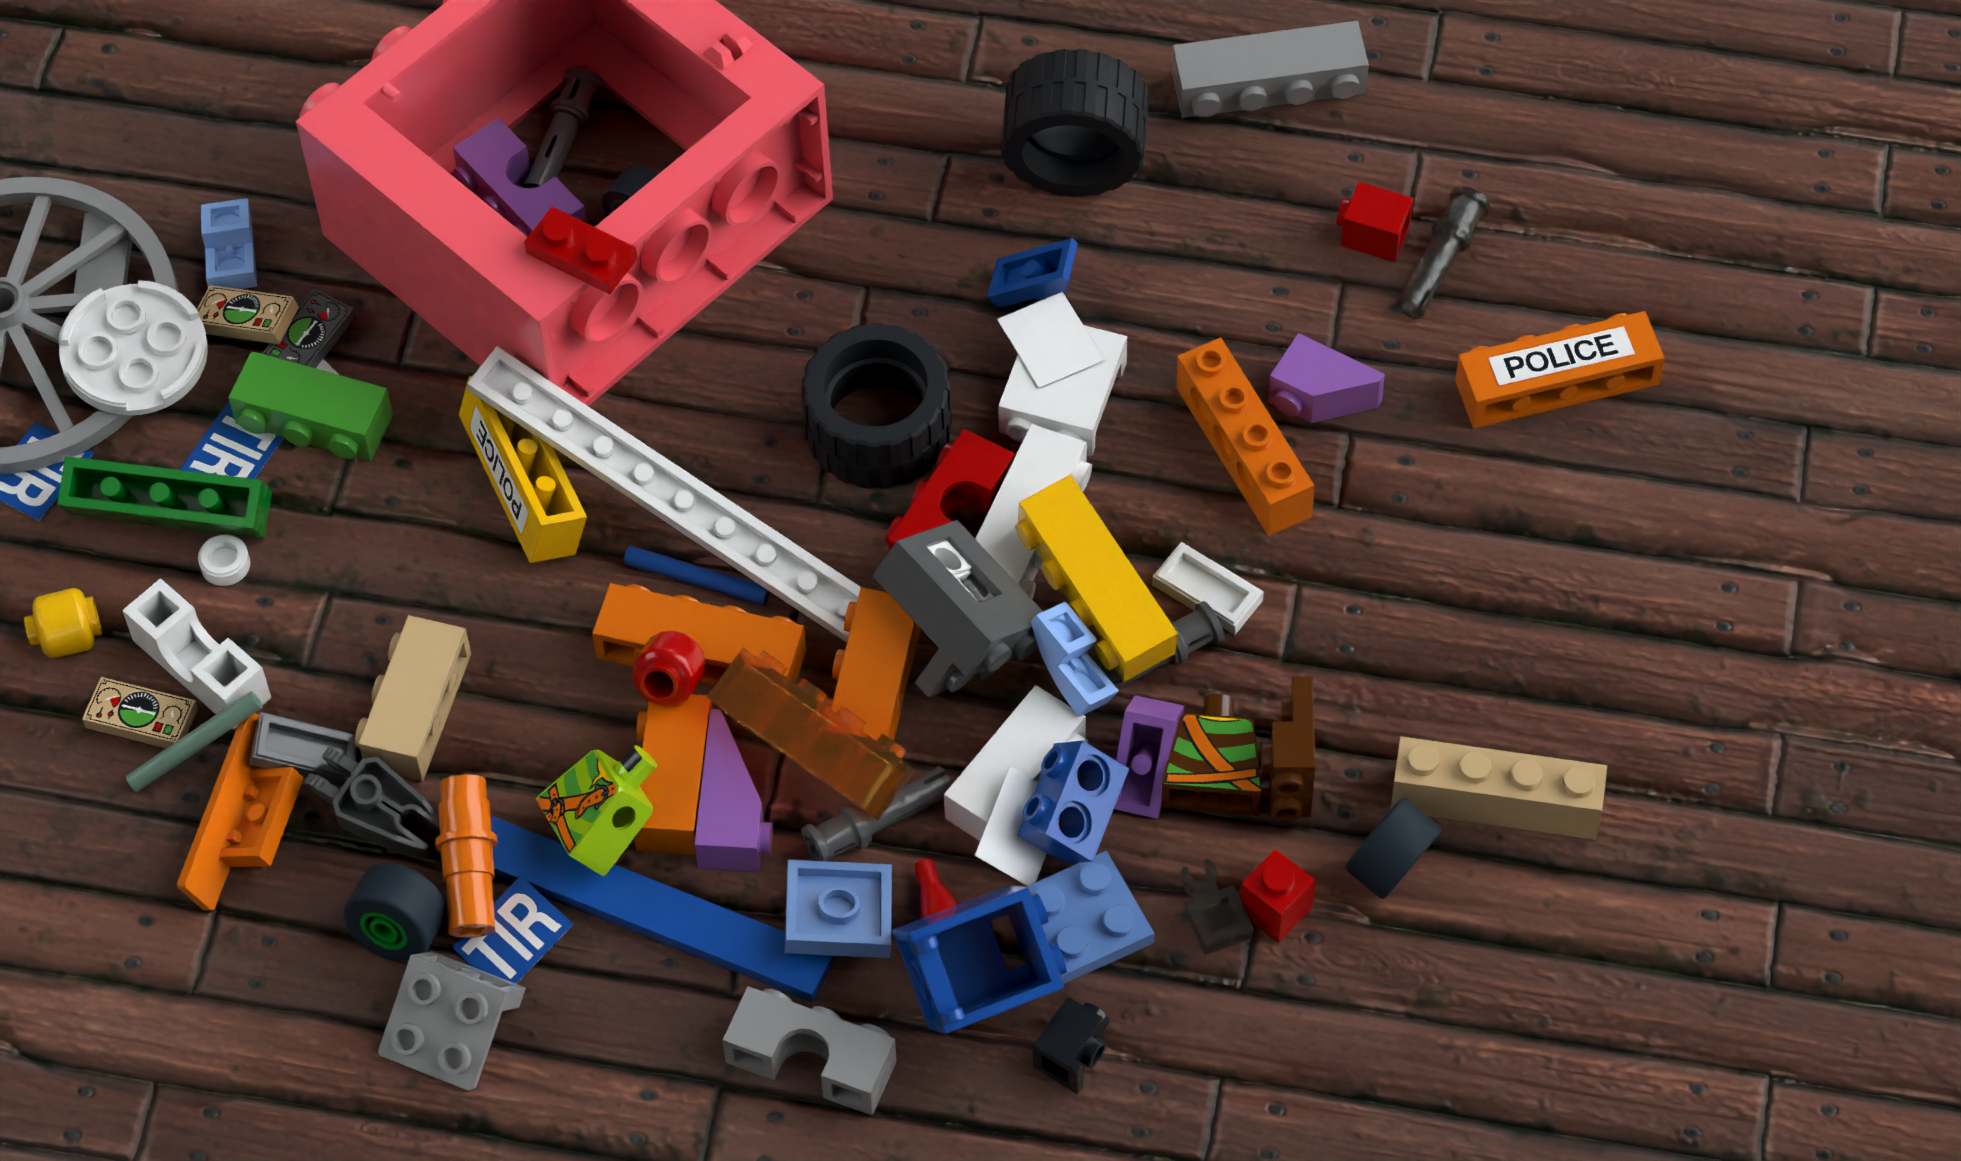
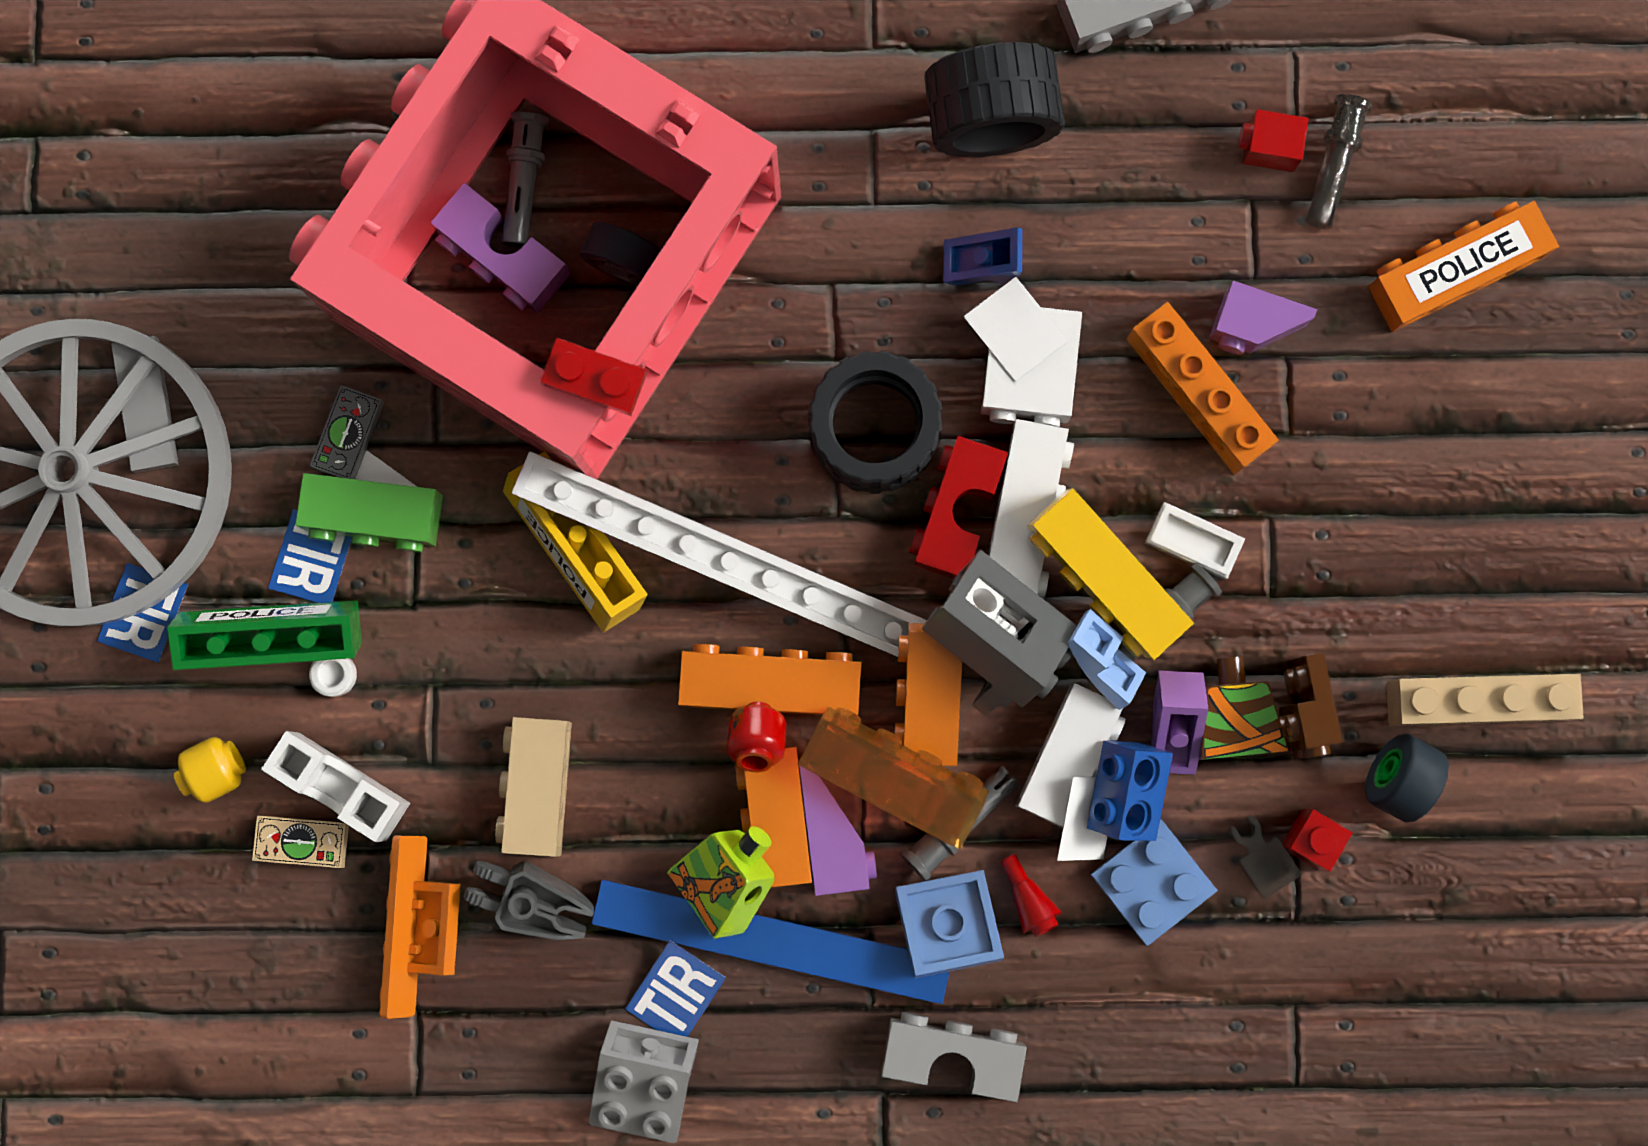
camera: 10 degrees left, 25 degrees up
(133, 348) = (195, 488): white tile -> none
(194, 741) = (357, 871): sand green bar -> none
(229, 244) = (251, 351): light blue slope -> none
(246, 314) = (285, 425): tan tile -> none
(299, 745) = (450, 856): dark grey tile -> none
(394, 912) = (573, 1002): black wheel -> none
(467, 855) = (622, 940): orange piece -> none
(696, 575) = (746, 611): blue bar -> none
(961, 968) = (1087, 966): blue container -> none
(1070, 1043) = (1171, 1009): black brick -> none

